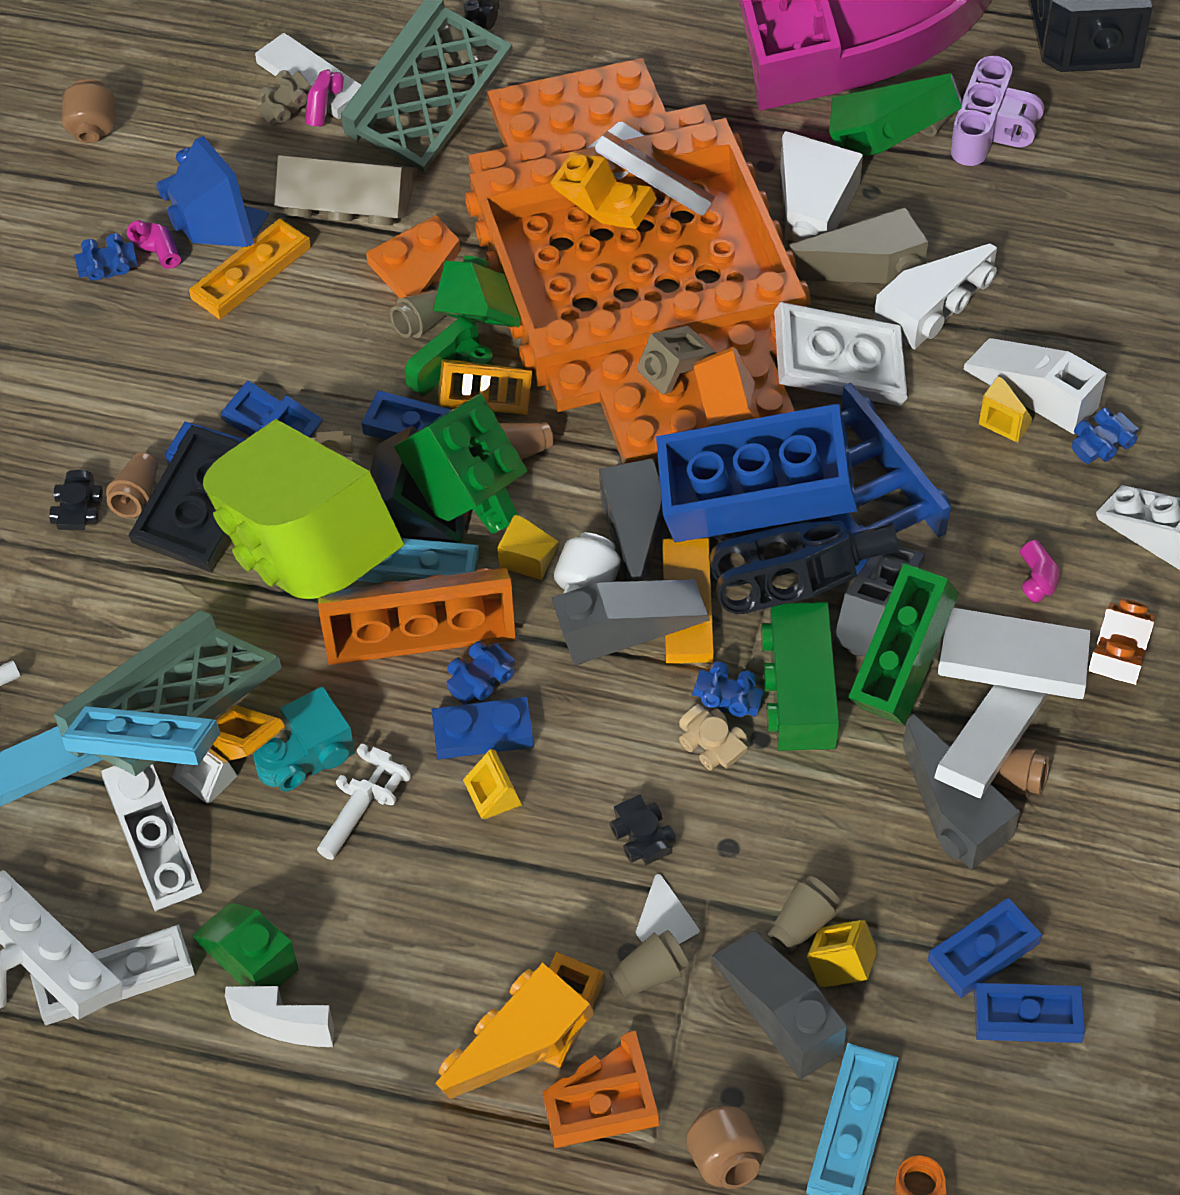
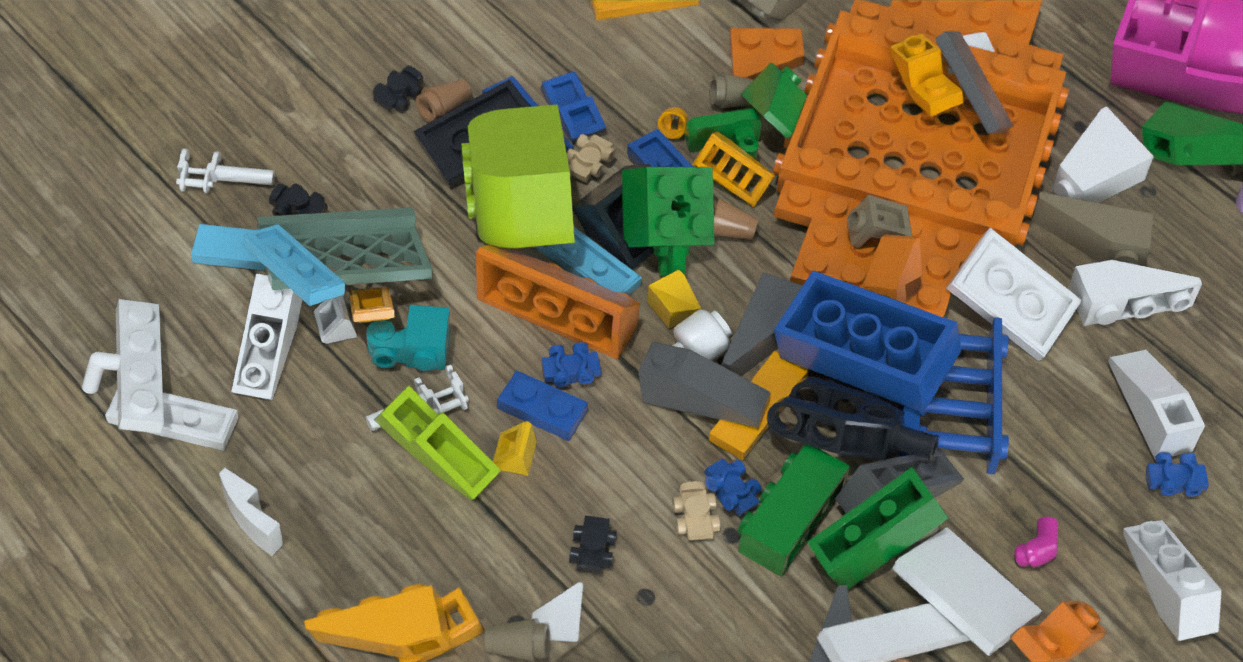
camera: 30 degrees right, 0 degrees up
(64, 677) = (295, 201): none -> black piece
(248, 946) = (266, 455): green slope -> none
(395, 372) = (666, 122): none -> light orange hinge
(413, 828) = (437, 443): none -> lime slope
(1004, 412) = (1107, 410): yellow slope -> none

